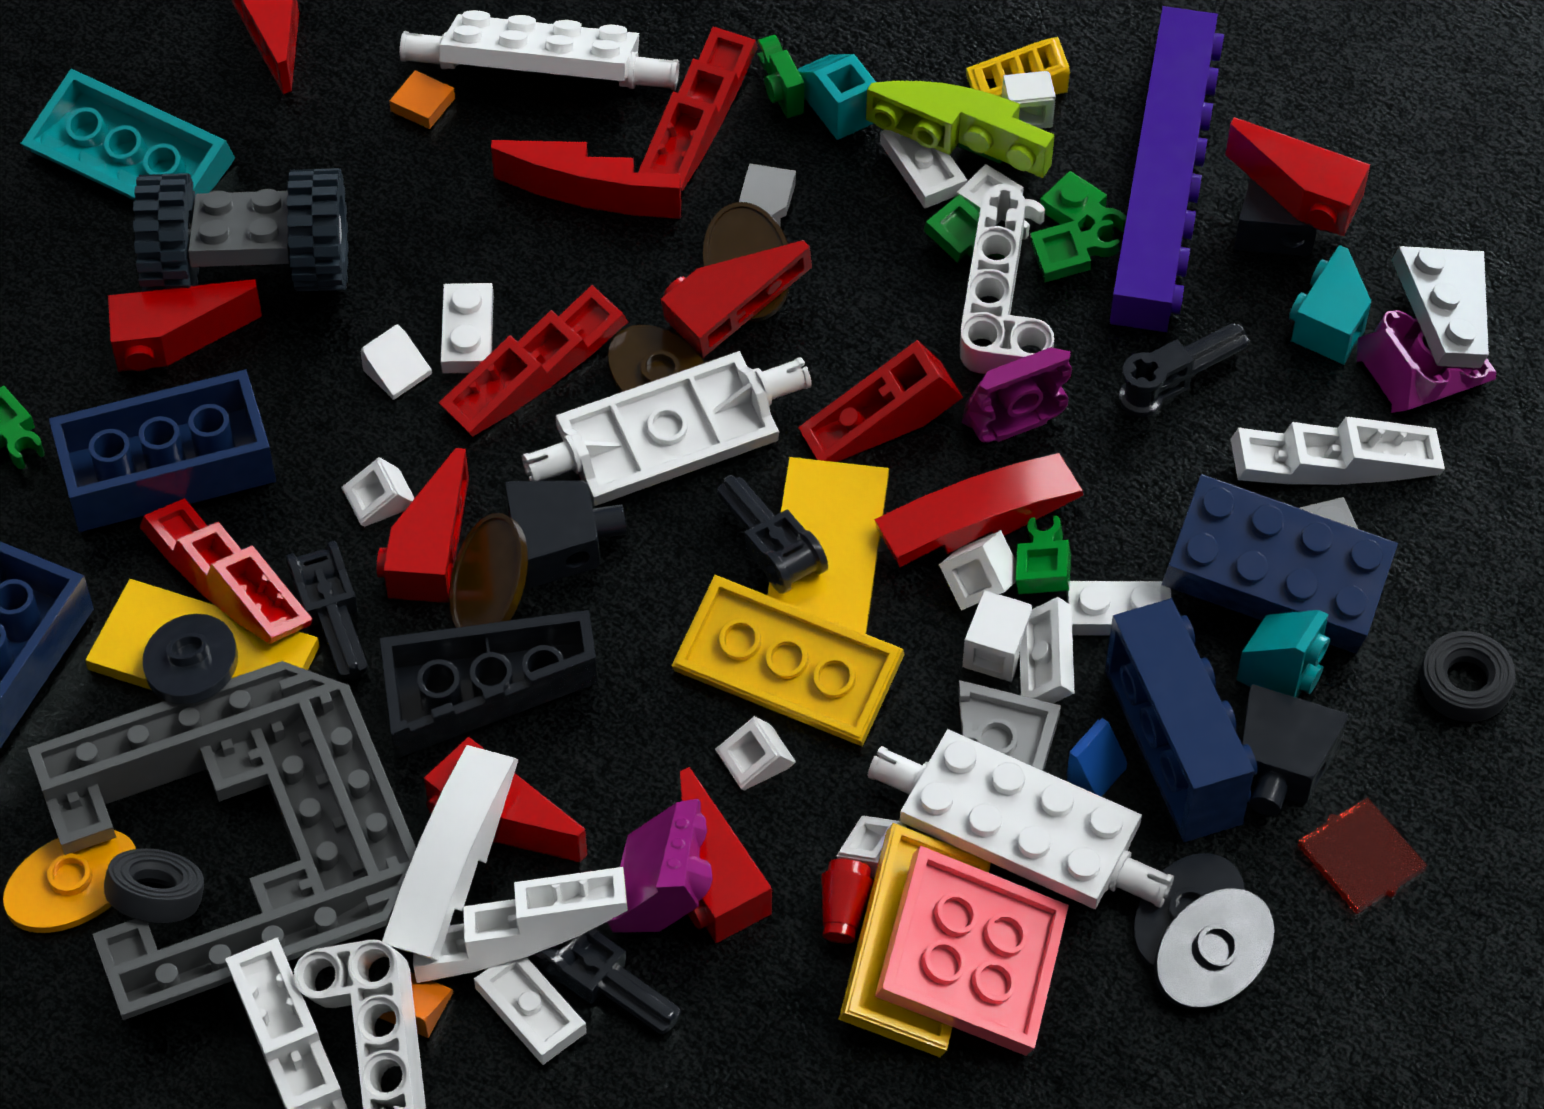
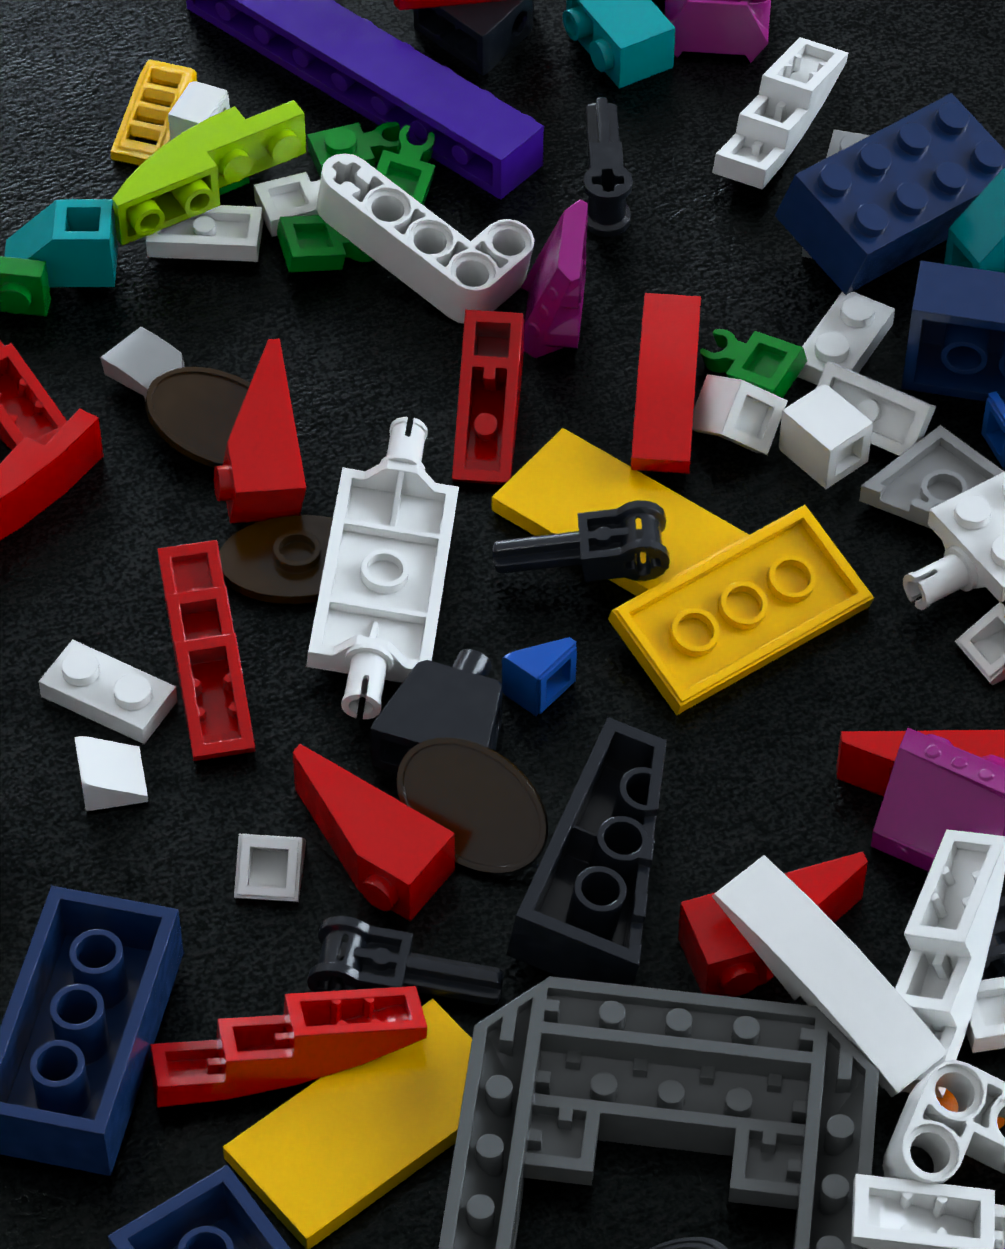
camera: 60 degrees left, 5 degrees down
(190, 658) = (402, 1117): black piece -> none
(639, 565) = (539, 674): none -> blue slope
(754, 753) = (829, 691): white slope -> none

